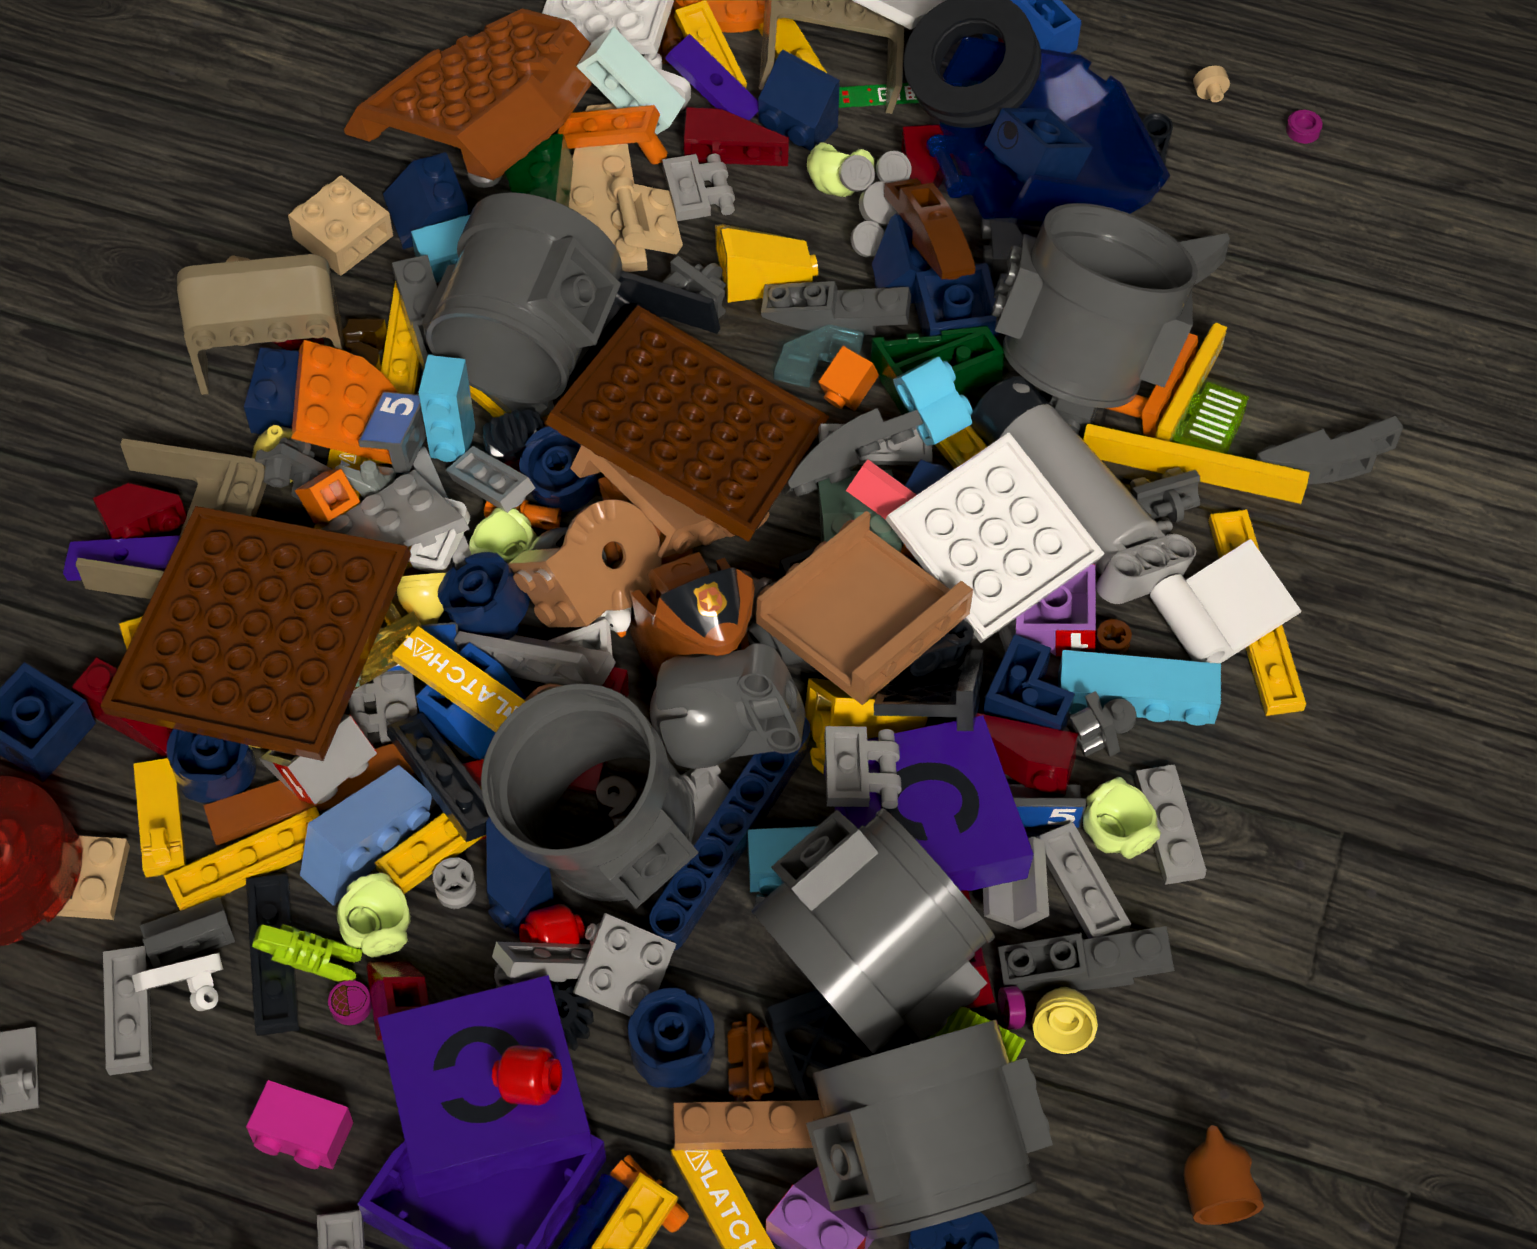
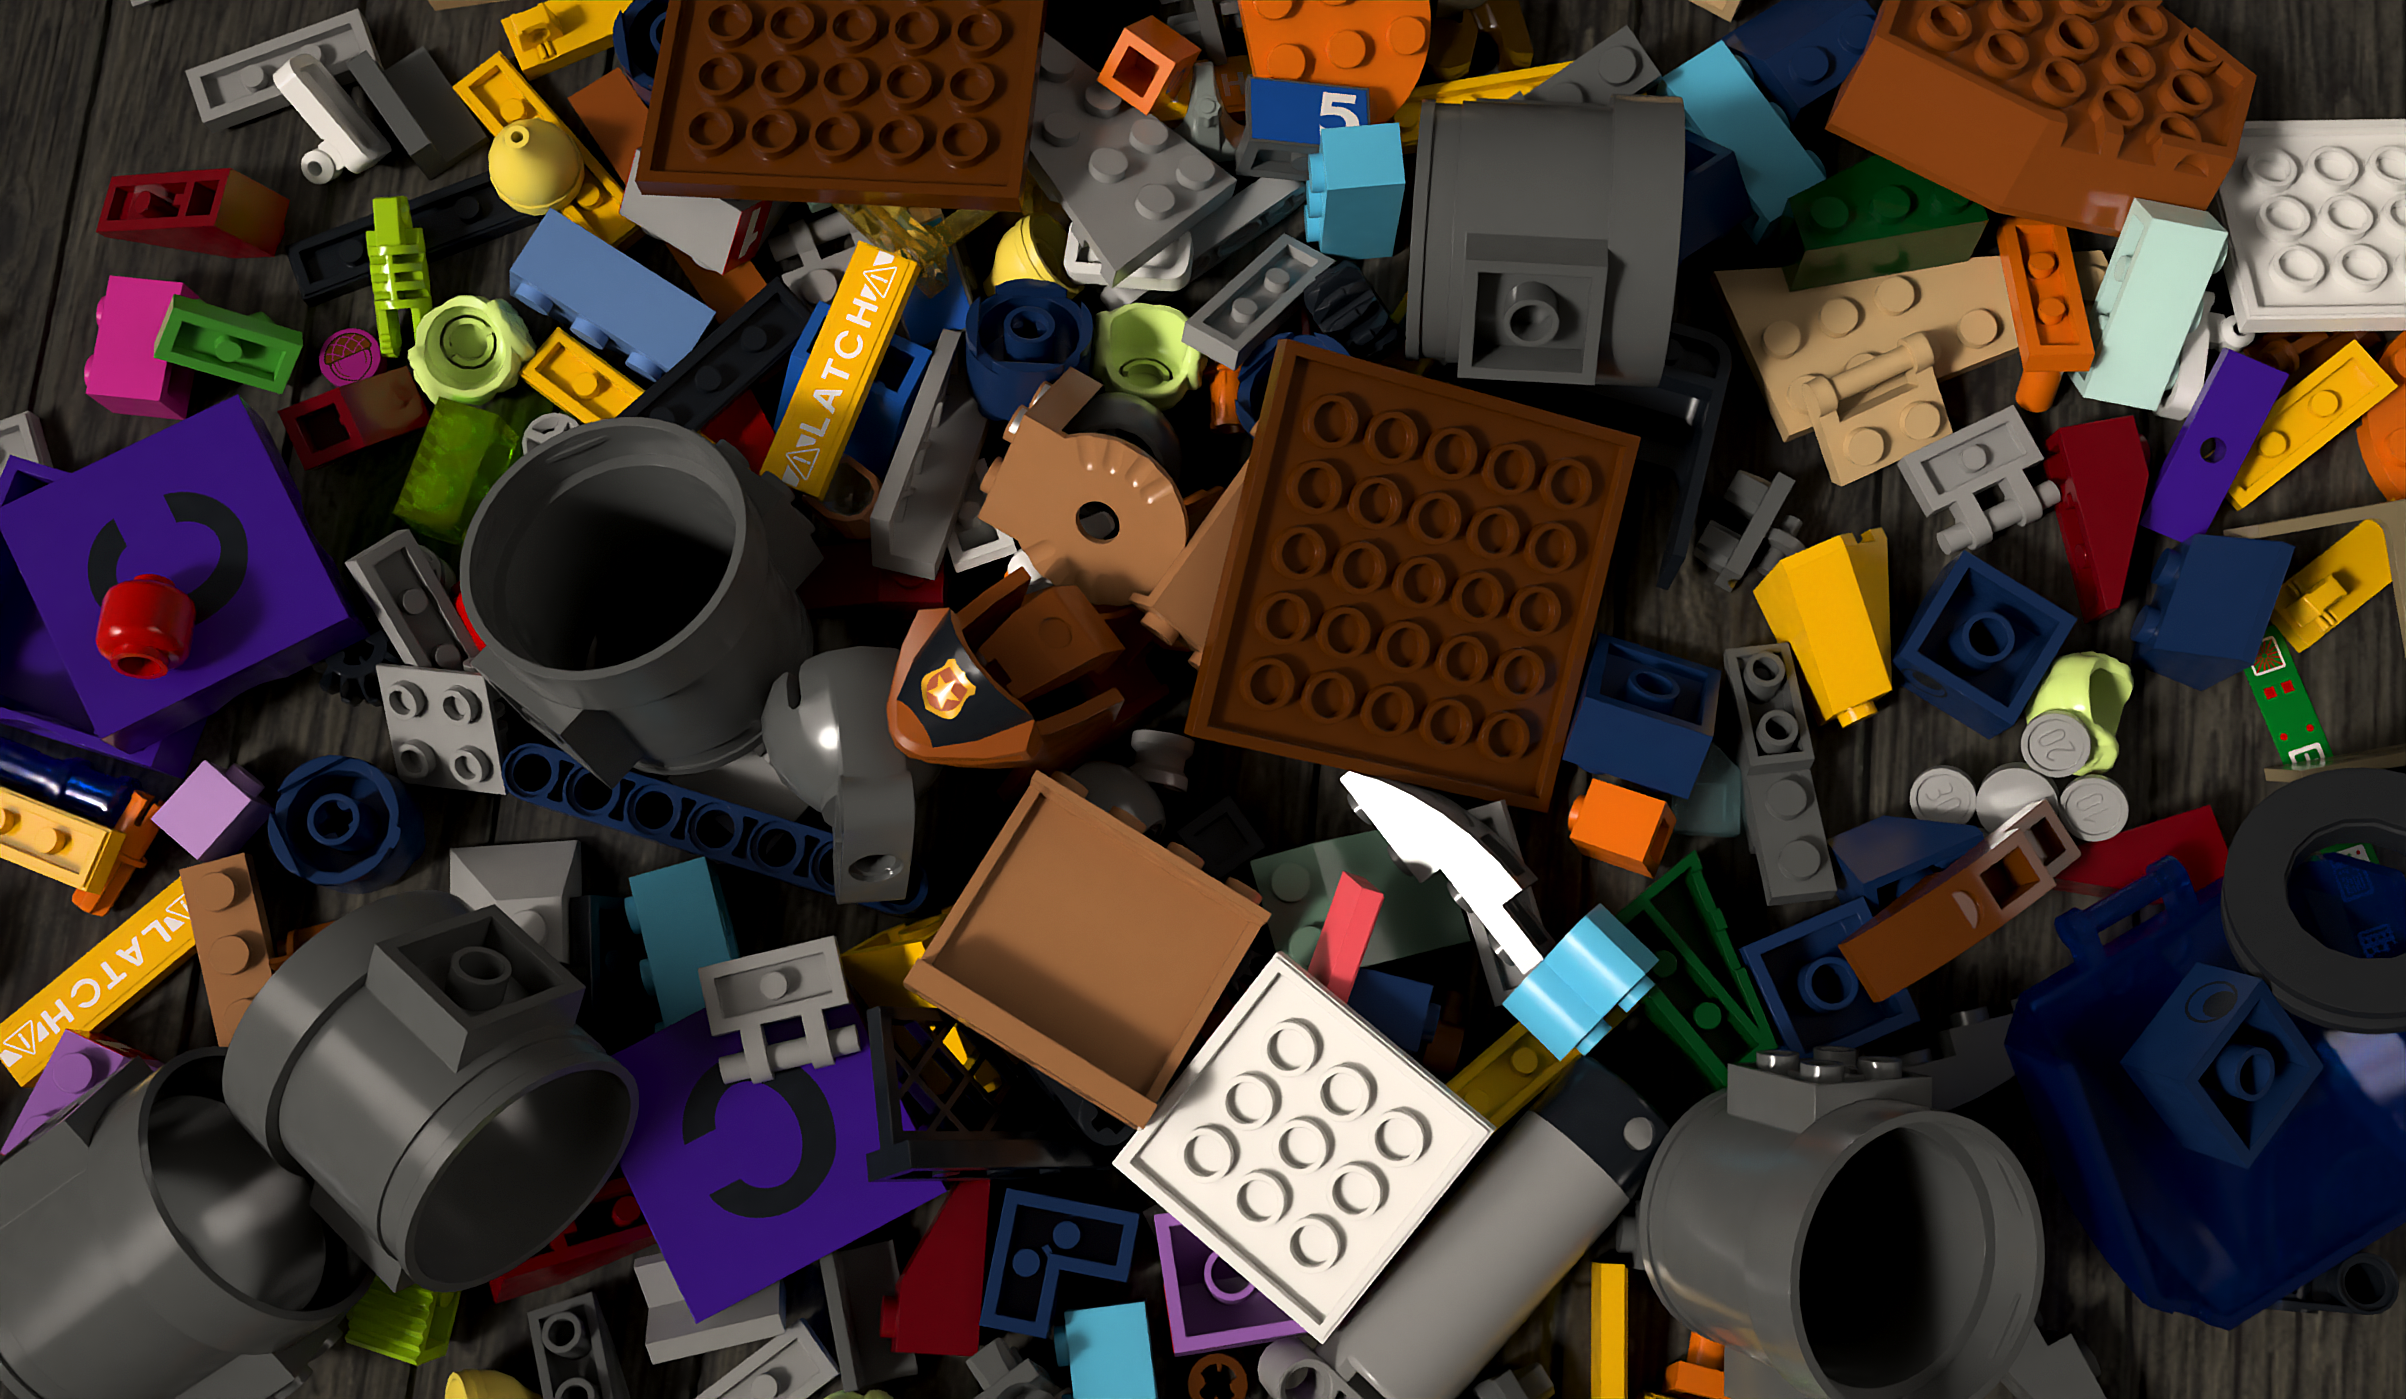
camera: 80 degrees right, 20 degrees up
(210, 1083) = (196, 212): none -> dark red slope
(259, 859) = (535, 166): none -> light yellow helmet
(319, 1059) = (228, 343): none -> bright green tile
(452, 940) = (454, 470): none -> clear neon green brick
(639, 1126) = (214, 811): none -> lavender brick
(743, 963) = (527, 883): none -> light grey slope
(791, 200) = (1979, 645): none -> dark blue brick
(793, 350) = (1643, 716): none -> dark blue slope
(1011, 1007) = (497, 1332): magenta tile -> none

